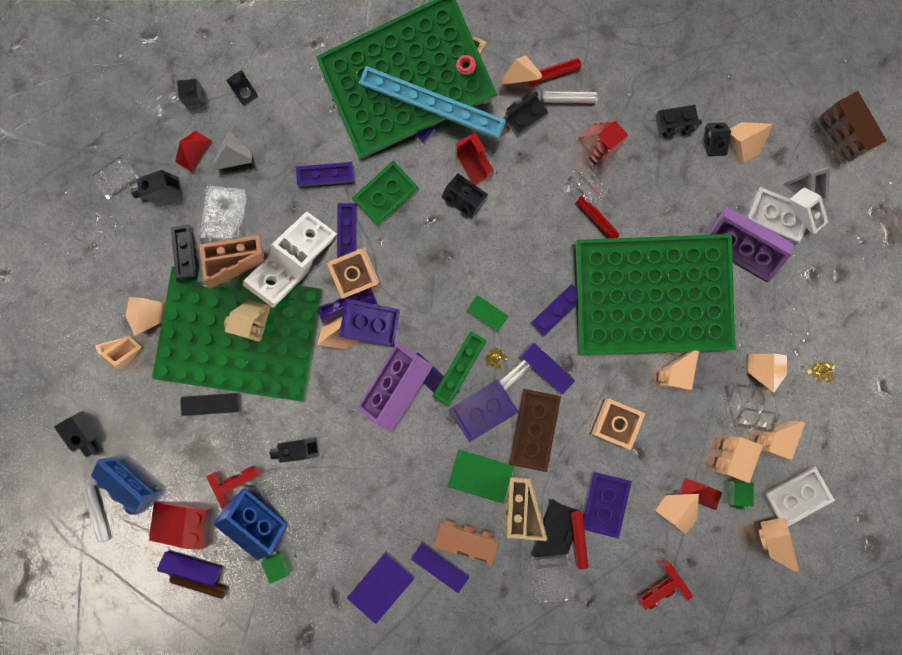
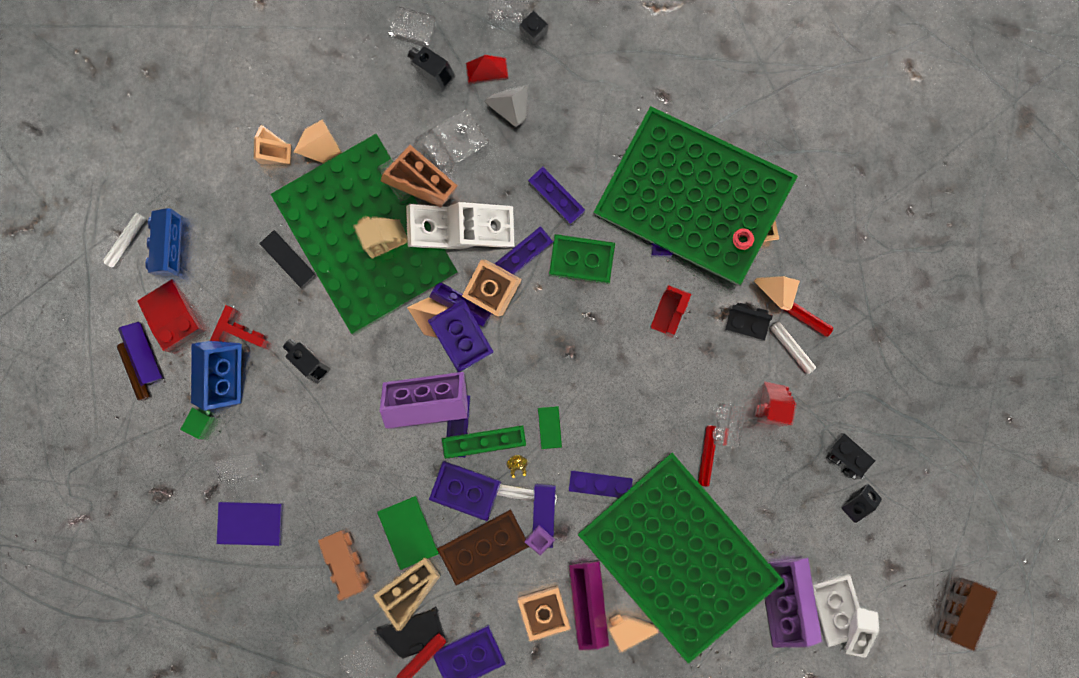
camera: 50 degrees right, 0 degrees up
(77, 434) = (177, 171): black torso -> none
(183, 253) = (394, 134): black tile -> none
(238, 82) = (576, 60): black bracket -> none
(432, 102) = (689, 236): medium azure tile -> none
(440, 567) = (305, 560): dark purple tile -> none
(464, 195) = (634, 327): black bracket -> none
(562, 385) = (539, 540): none -> medium lavender tile
(638, 387) = (589, 605): none -> magenta brick
(749, 139) = (883, 531): light nougat slope -> none
(815, 181) = (890, 618): light grey slope -> none

